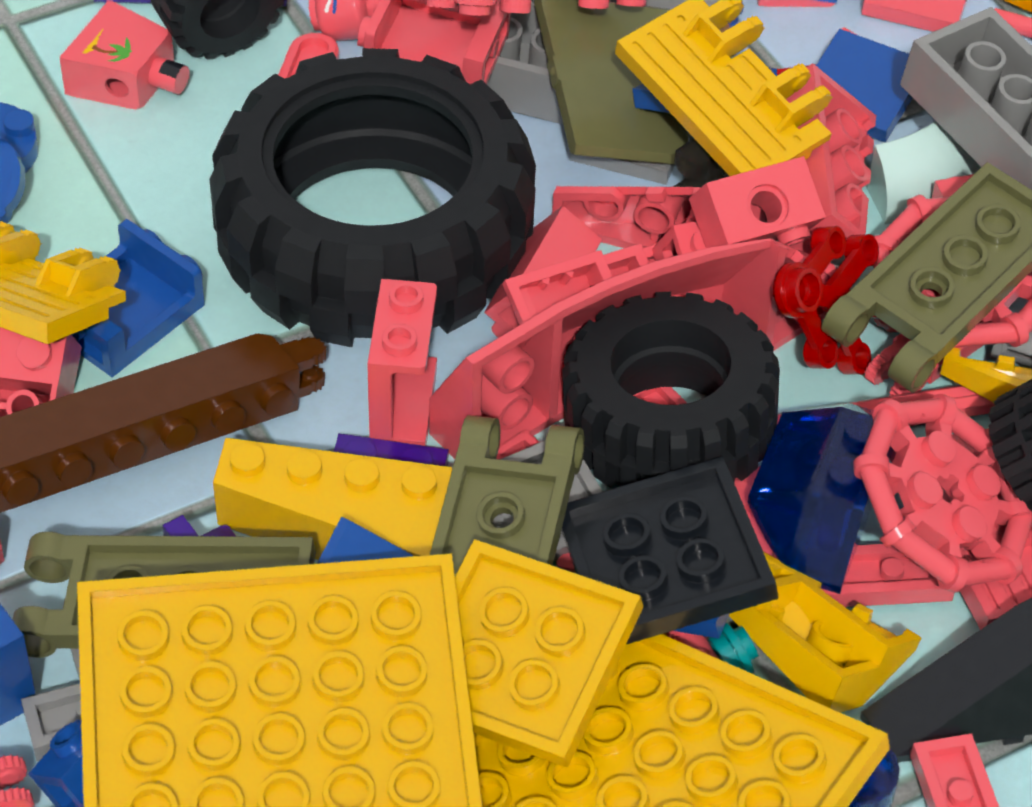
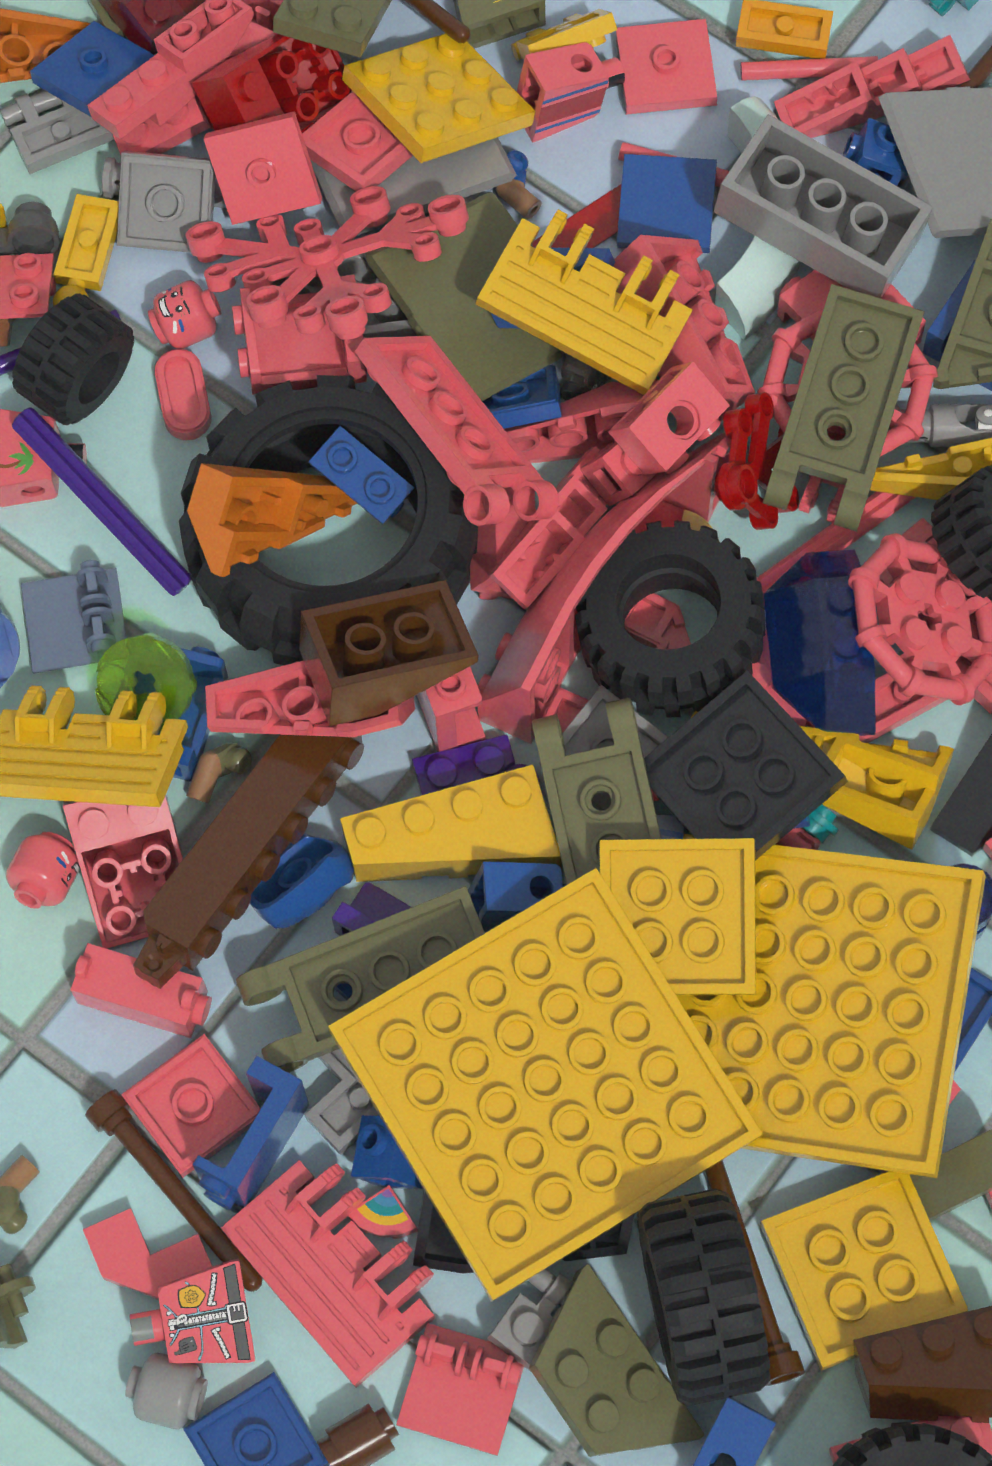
camera: 20 degrees left, 20 degrees up
(89, 199) = (73, 617): none -> sand blue hinge
(133, 360) = (216, 764): none -> arm
(136, 242) = (148, 655): none -> clear neon green plate
(155, 491) = (303, 881): none -> blue piece
(170, 109) = (101, 501): none -> dark purple axle
(289, 128) = (254, 509): none -> orange wedge
(291, 323) = (285, 704): none -> coral wedge
(344, 276) = (383, 649): none -> reddish brown slope
(424, 159) = (361, 475): none -> blue hinge
(538, 143) = (457, 429): none -> coral hinge
(615, 171) = (528, 400): none -> blue plate

